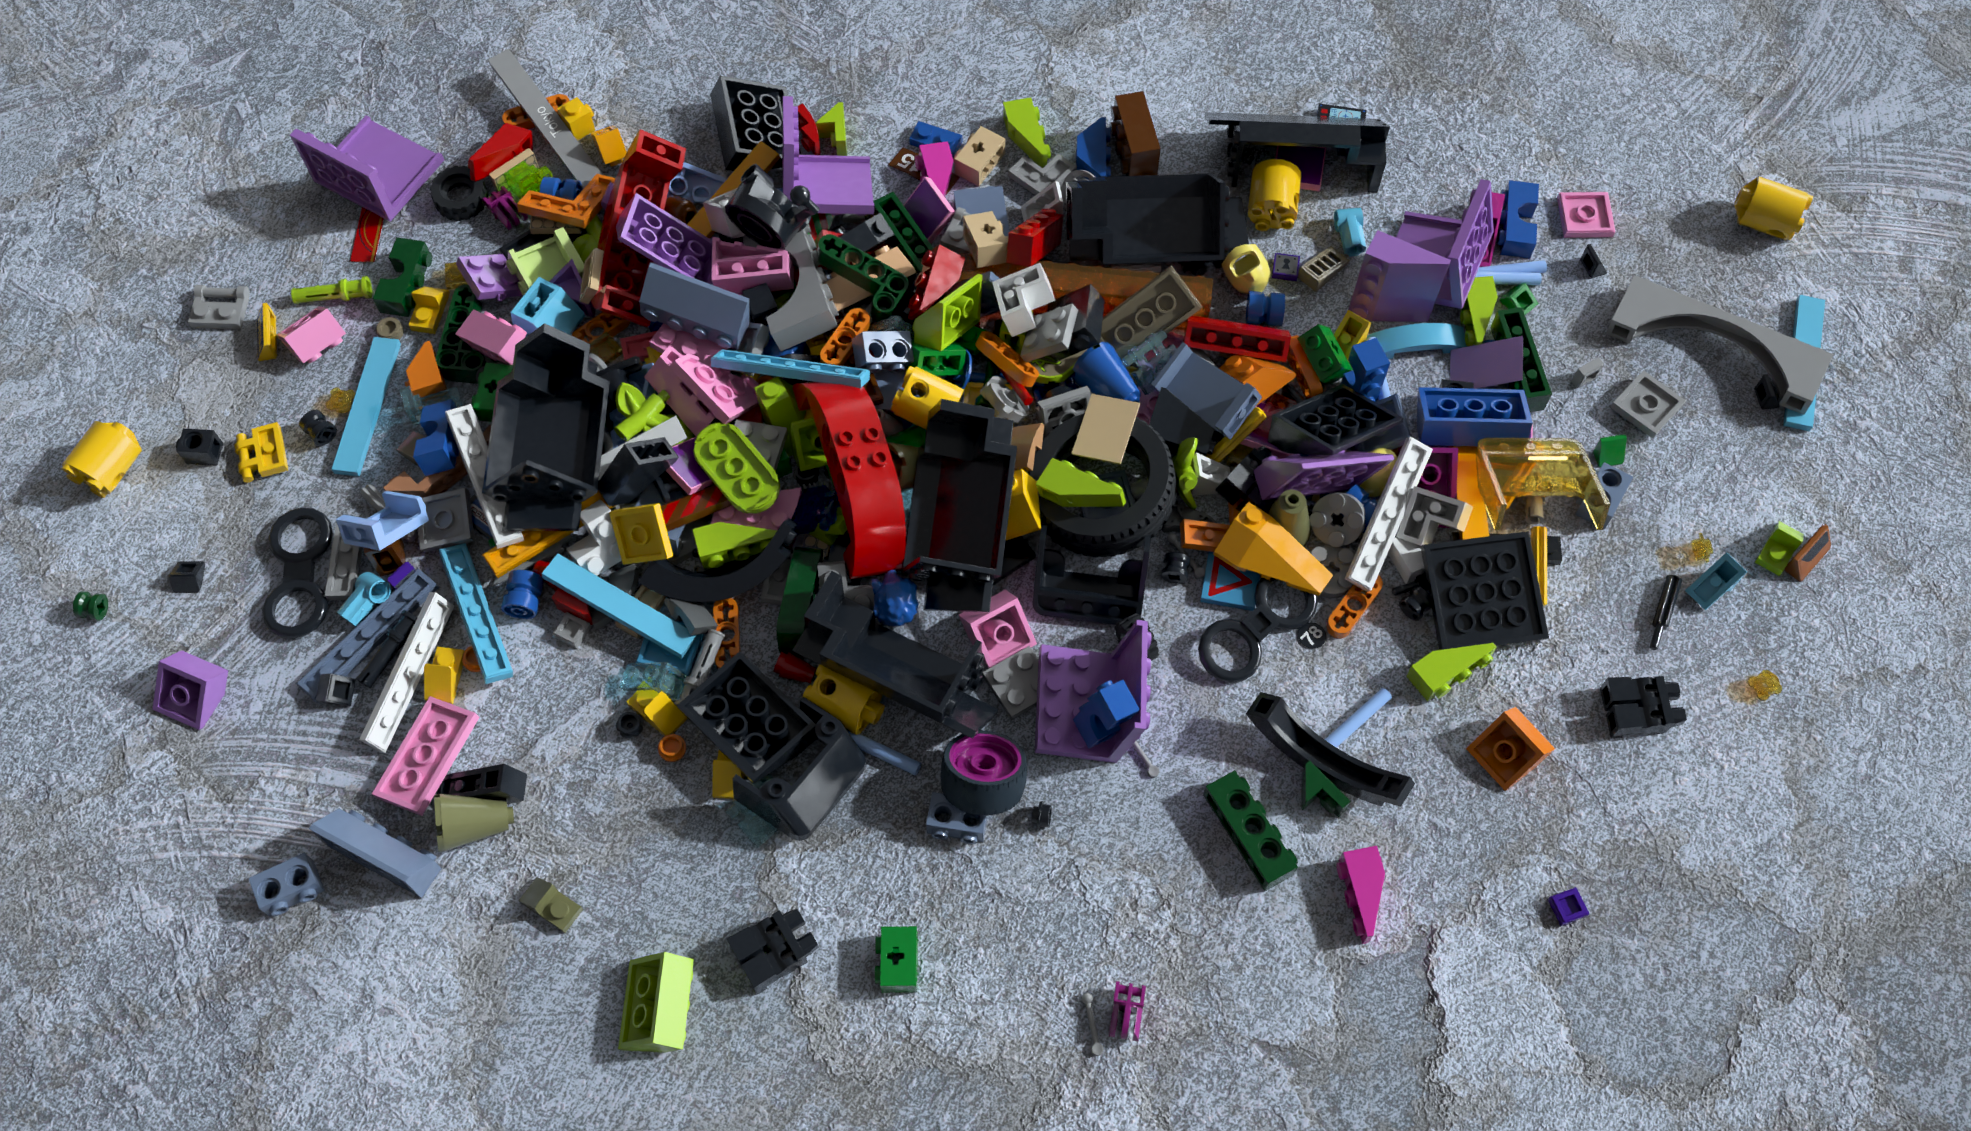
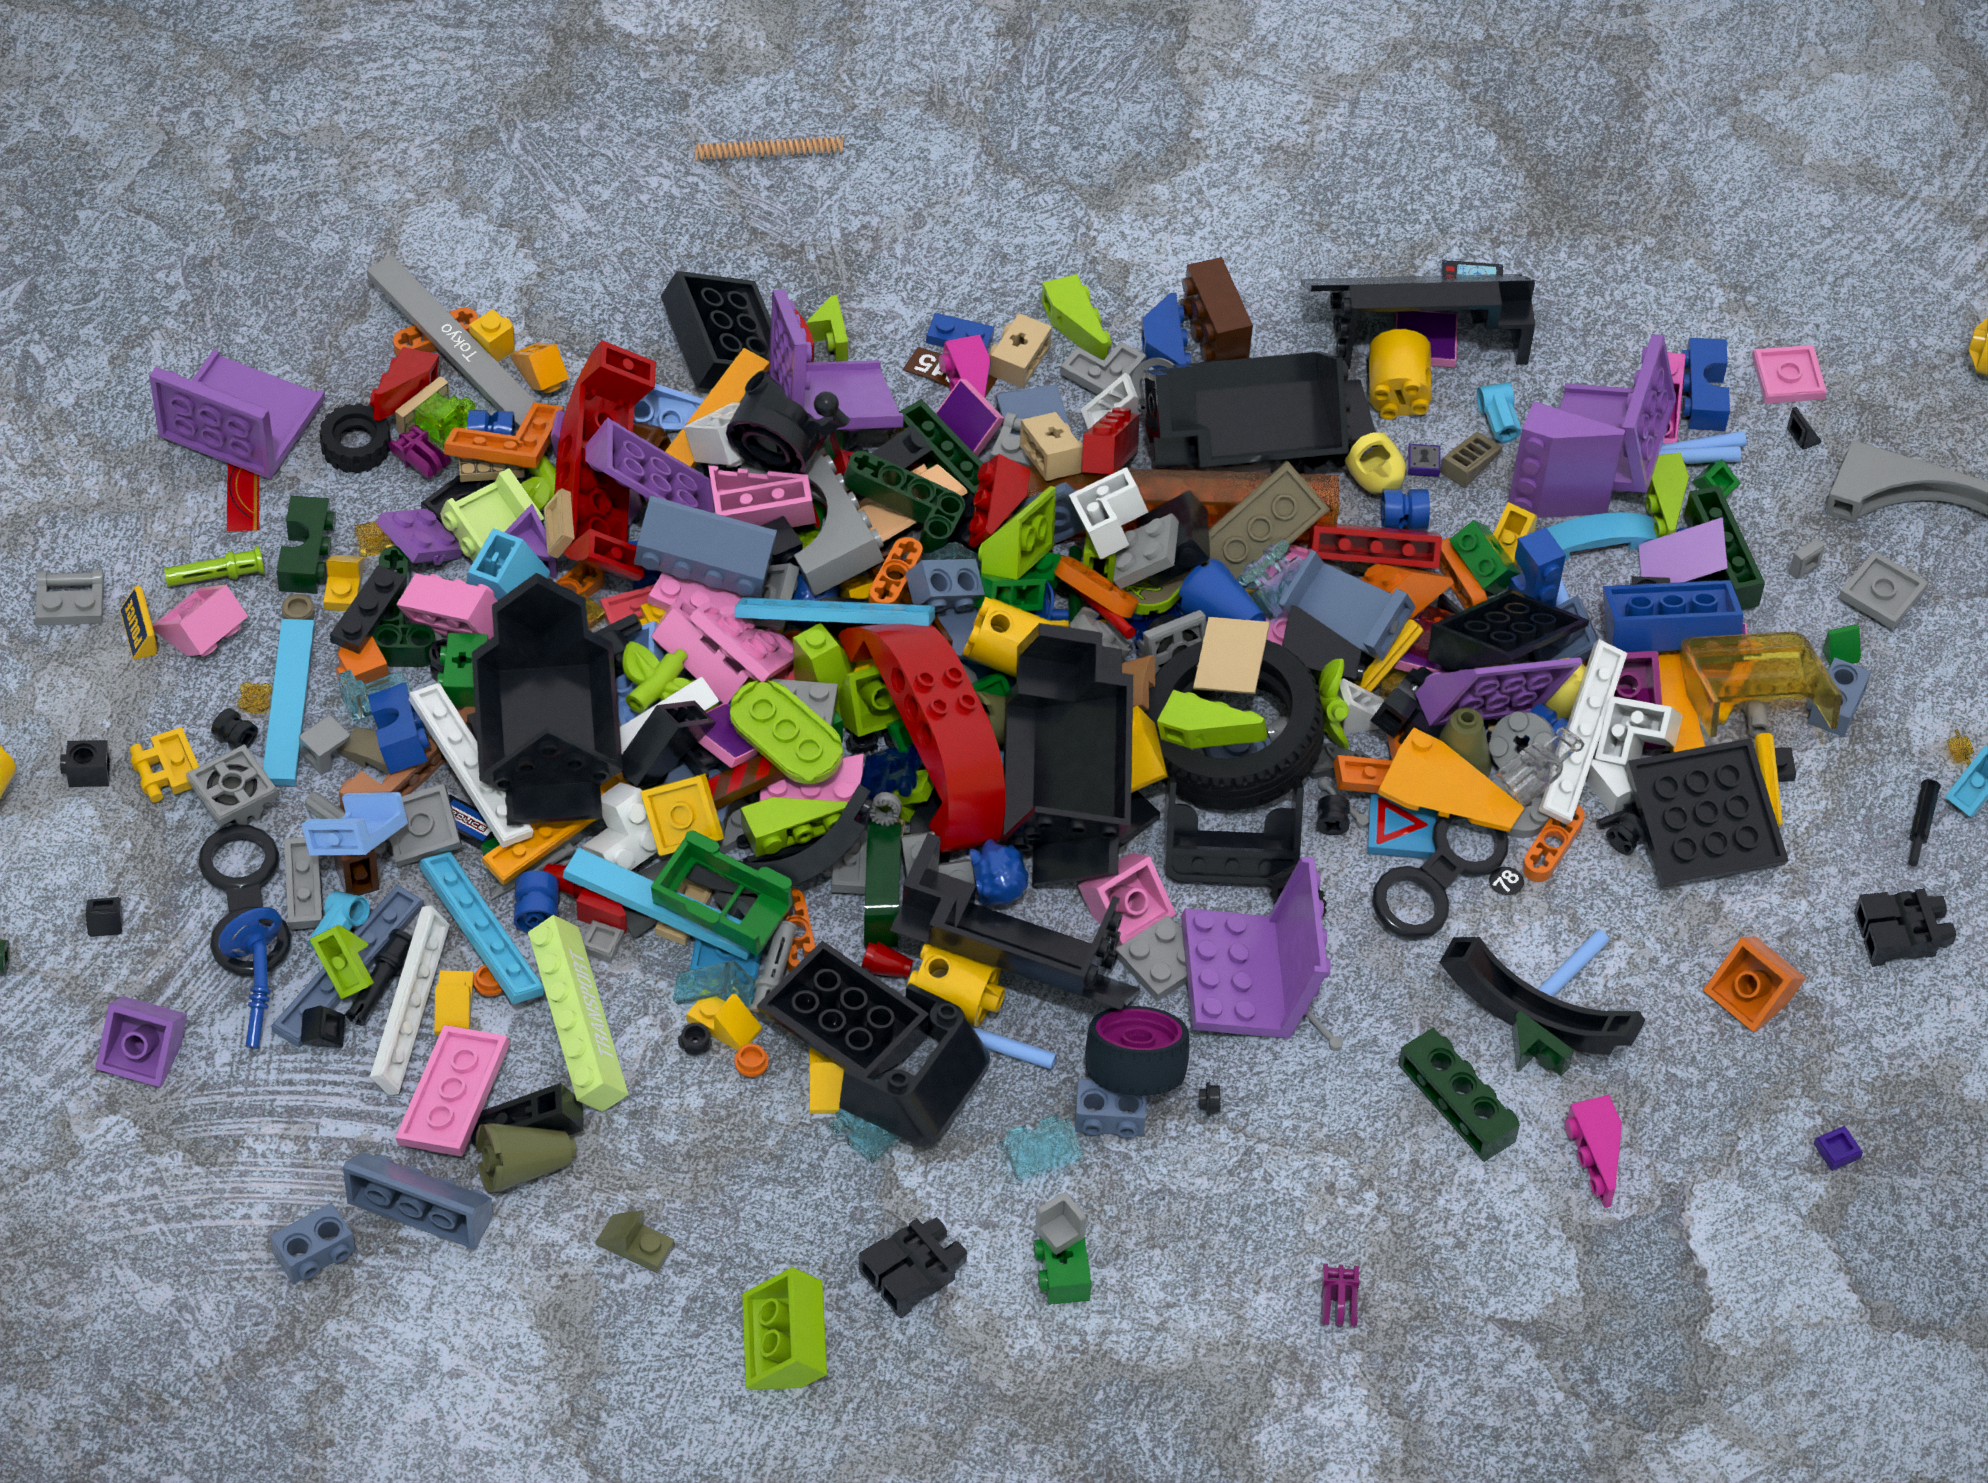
camera: 10 degrees left, 10 degrees down
(288, 613) = (254, 941): none -> blue dish
(301, 478) = (233, 787): none -> light grey piece
(352, 633) = (340, 957): none -> lime slope
(381, 442) = (320, 741): none -> light grey panel
(401, 575) = (381, 890): dark purple tile -> none
(434, 336) = (368, 609): none -> black plate
(536, 697) = (578, 1013): none -> yellowish green brick
(694, 626) = (763, 916): none -> green piece
(803, 543) = (890, 816): none -> light grey bush
(895, 847) = (1041, 1147): none -> clear light blue bracket
(895, 931) = (1060, 1223): none -> light grey panel
(1097, 1048) = (1310, 1340): light grey hinge -> none
(1105, 712) = (1279, 958): blue arch -> none
(1348, 542) = (1538, 766): none -> clear piece
(1442, 668) = (1668, 901): lime slope -> none

